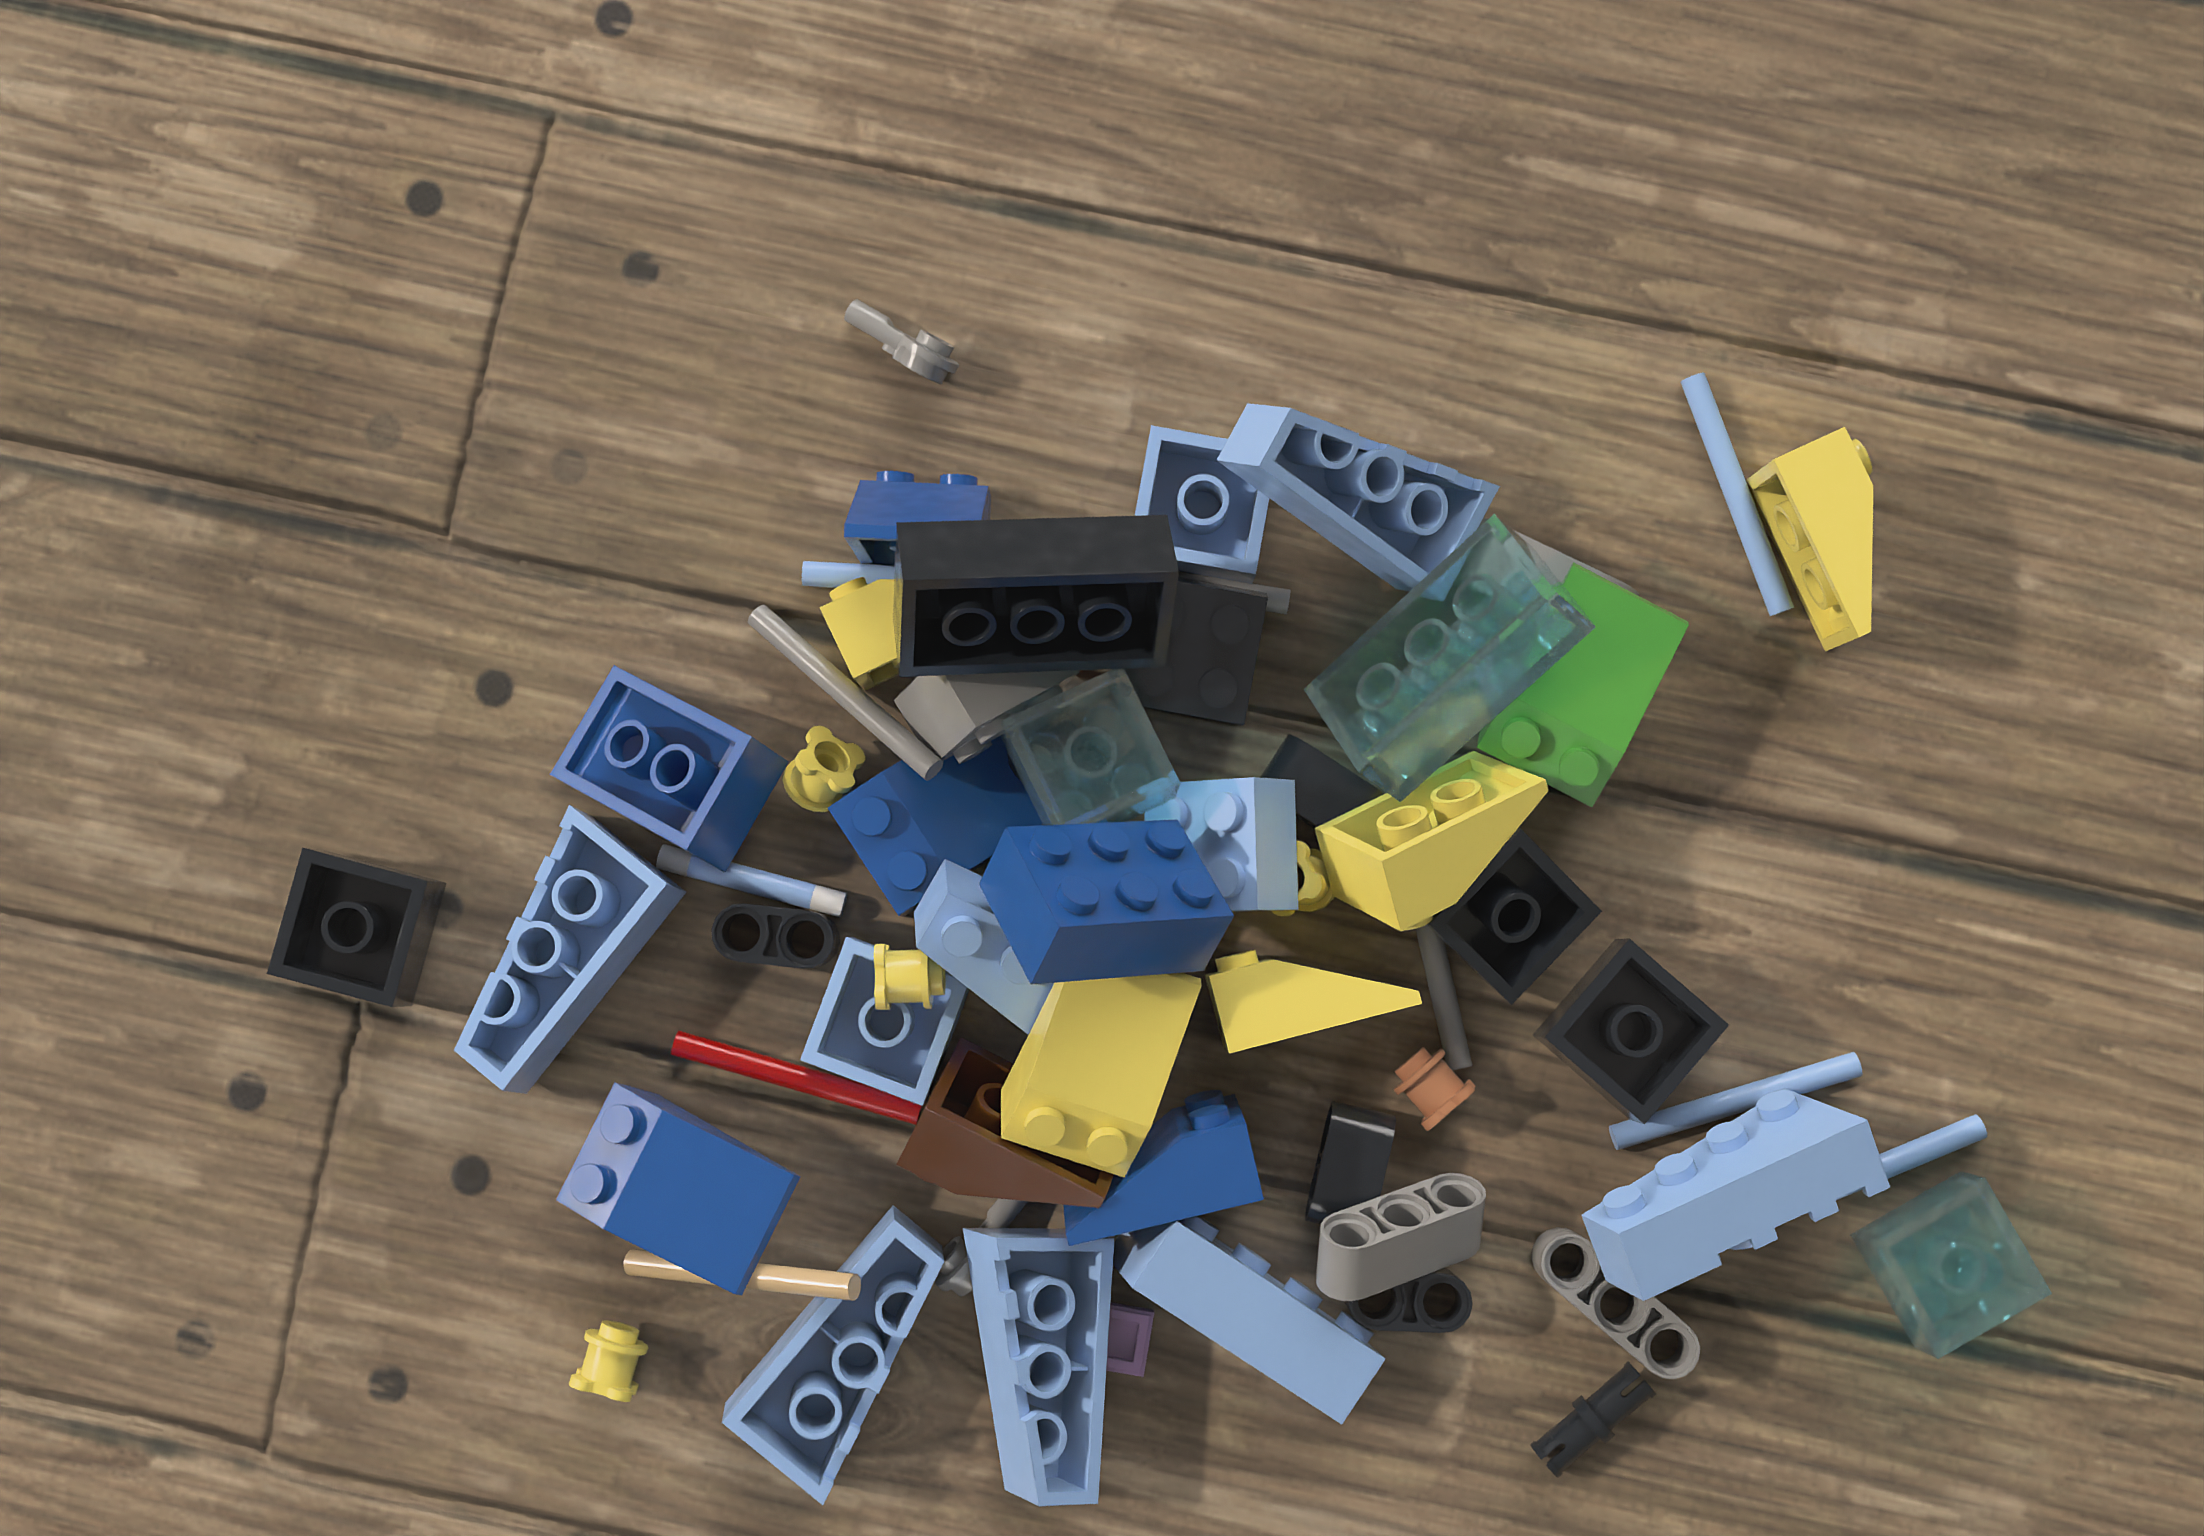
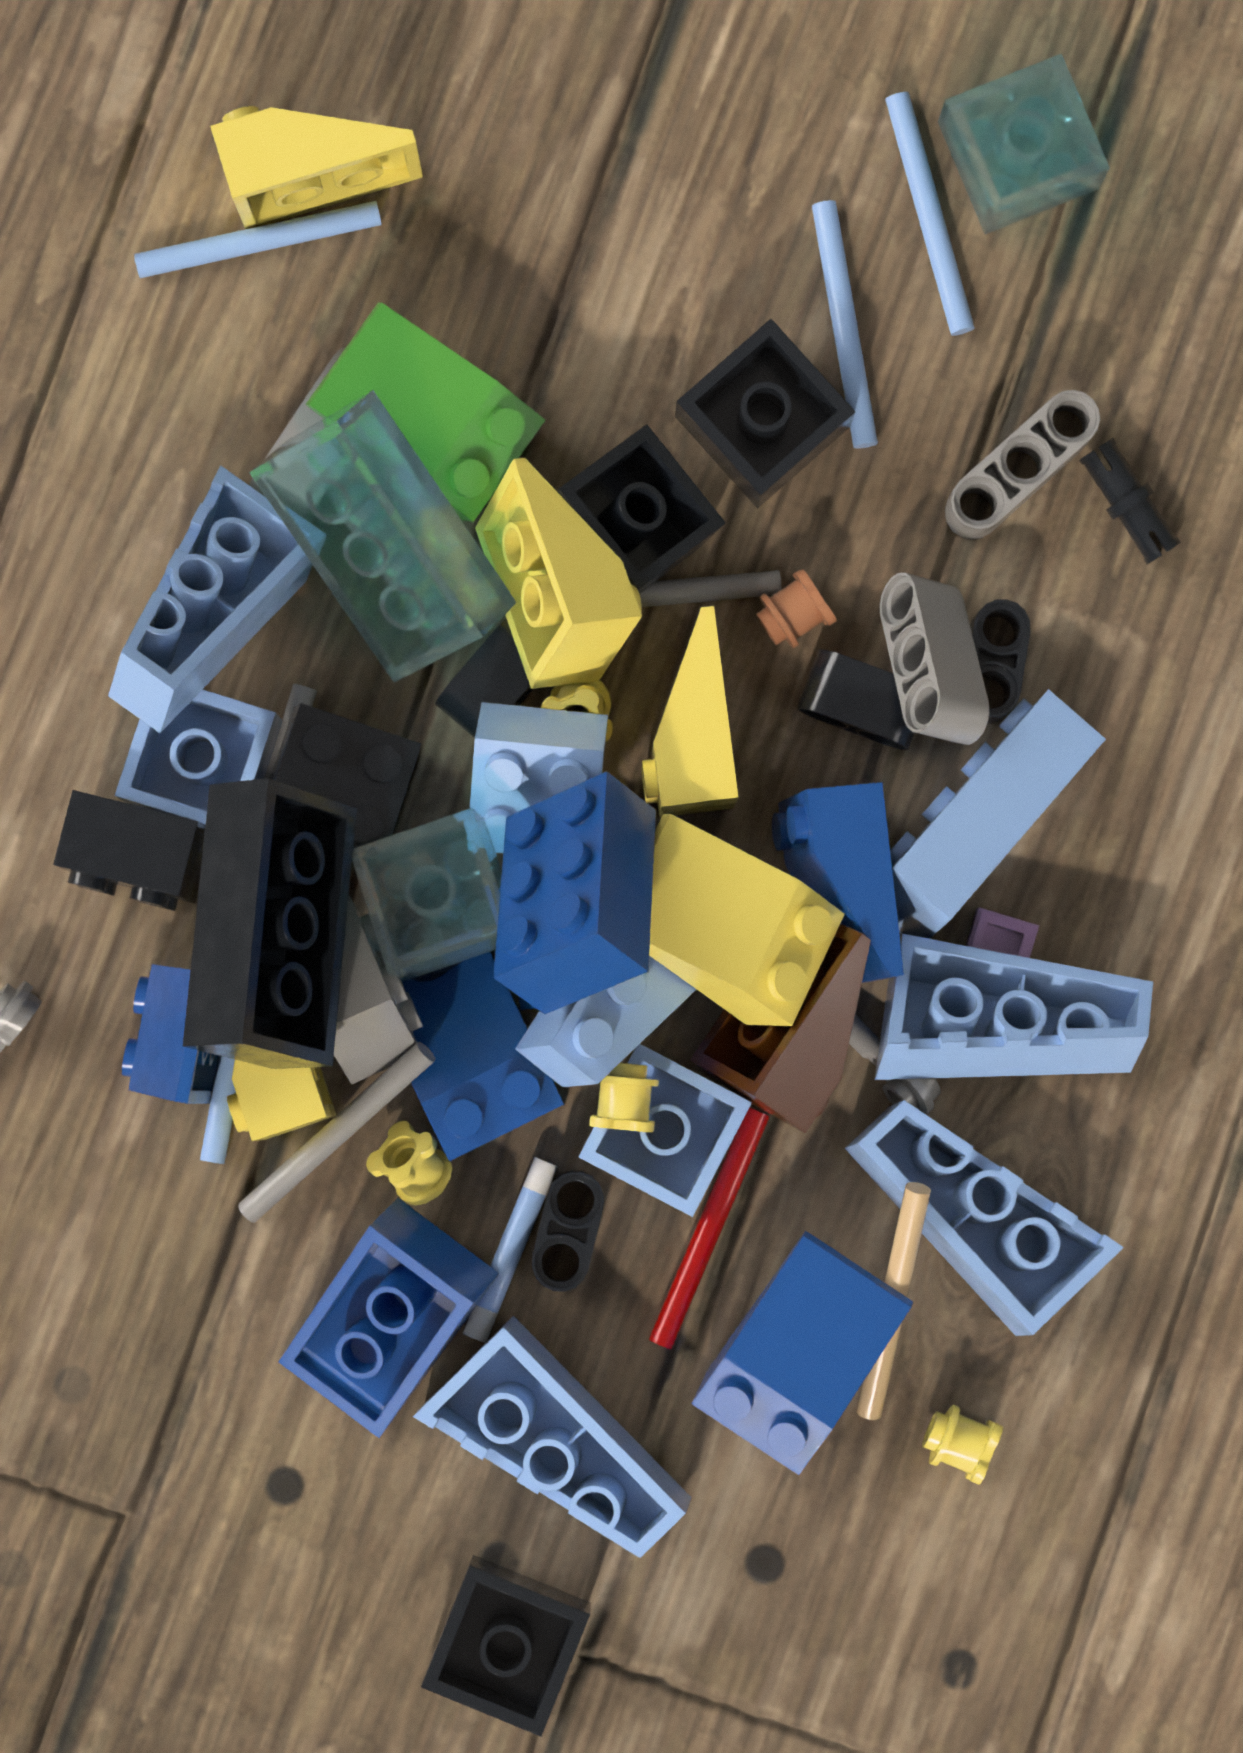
camera: 90 degrees left, 0 degrees up
(1101, 447) = (131, 847): none -> black brick
(1732, 1191) = (929, 337): light blue wedge -> none

